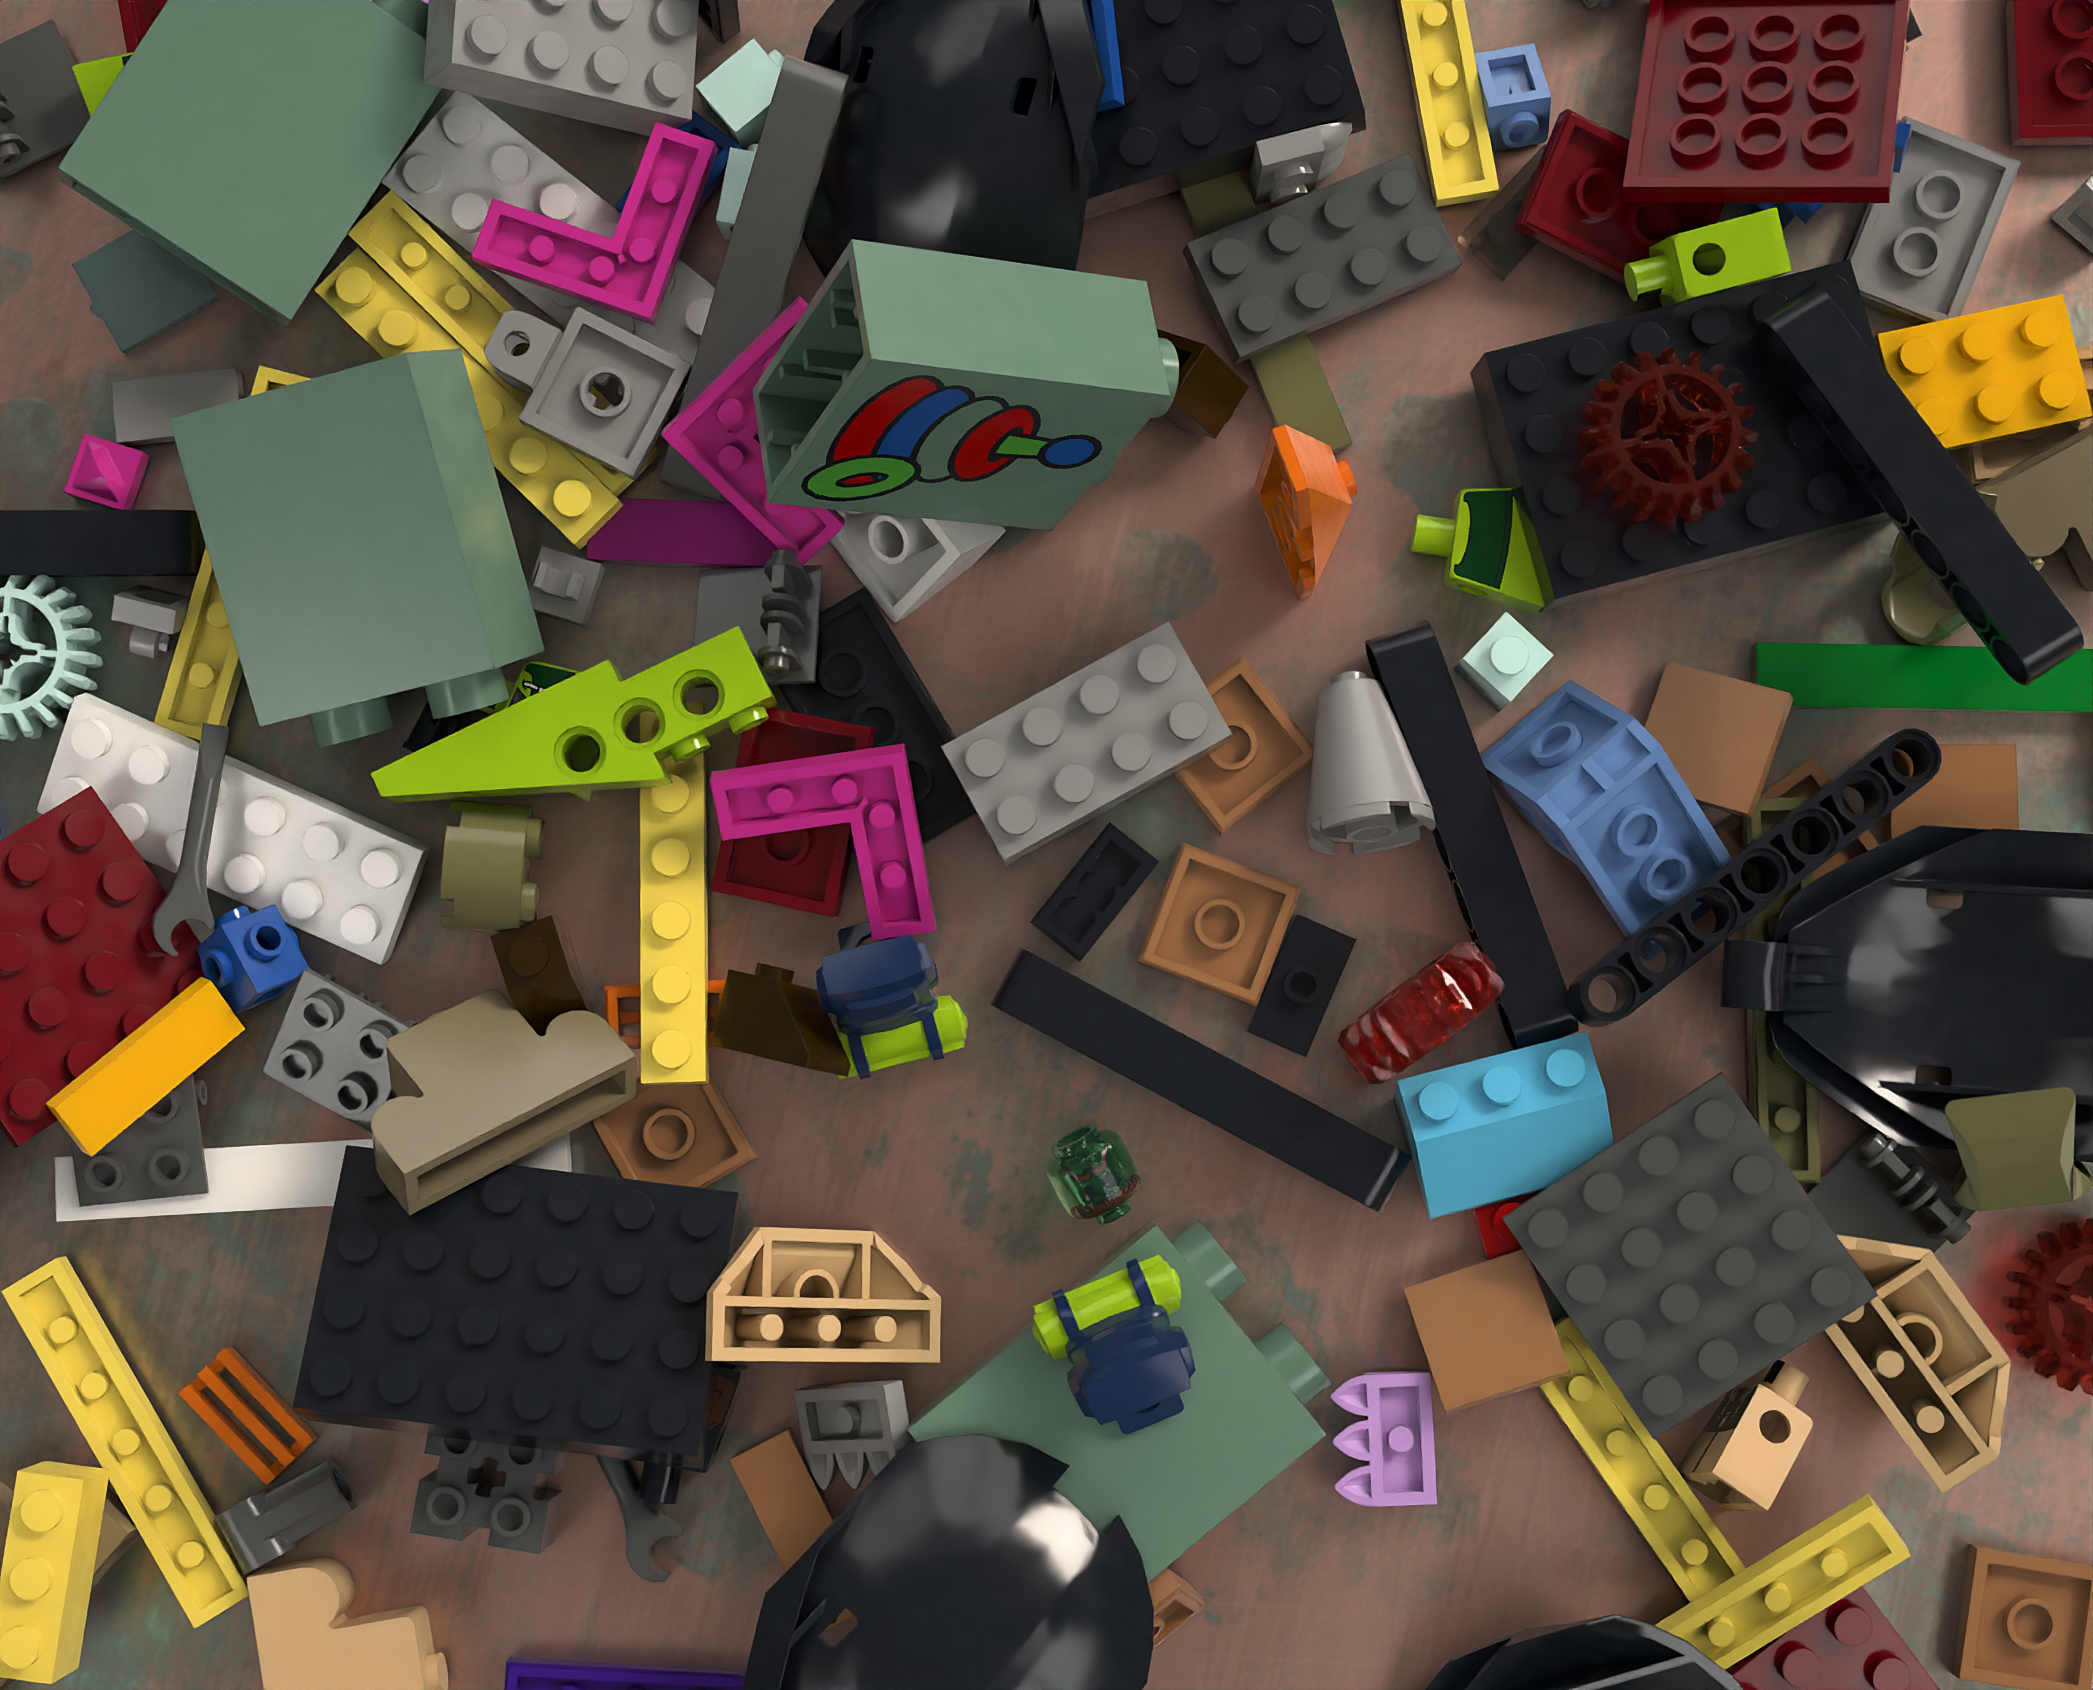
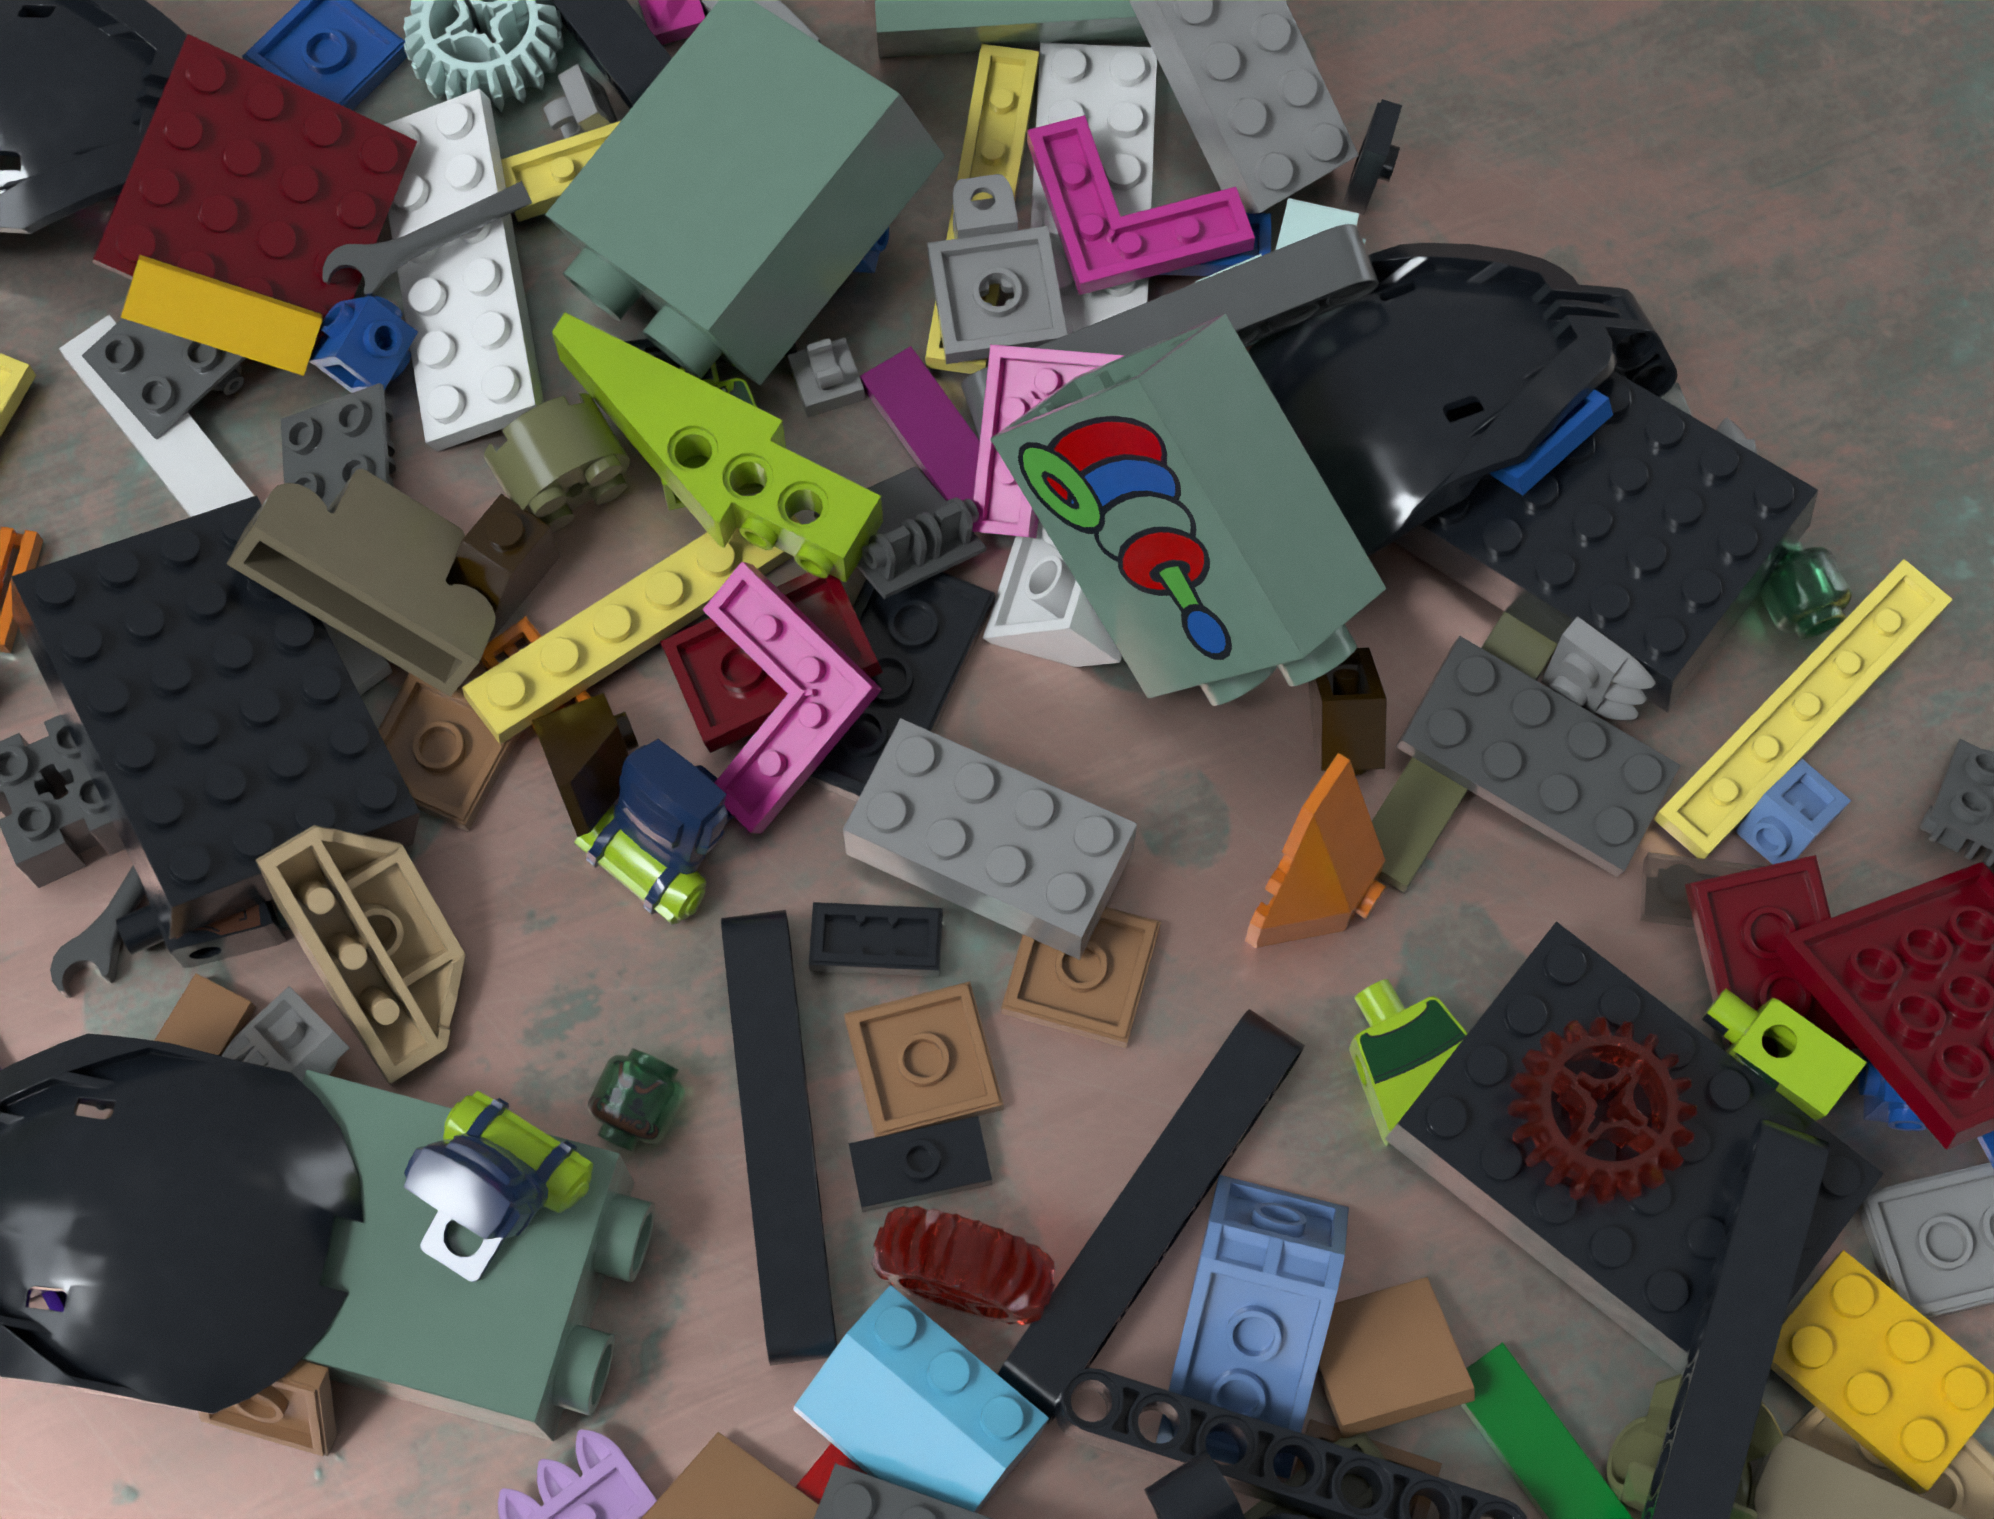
camera: 50 degrees right, 15 degrees down
(527, 459) = (904, 285): light yellow plate -> none
(1362, 772) = (1132, 1081): light grey cone -> none
(1503, 662) = (1317, 1133): light aqua brick -> none

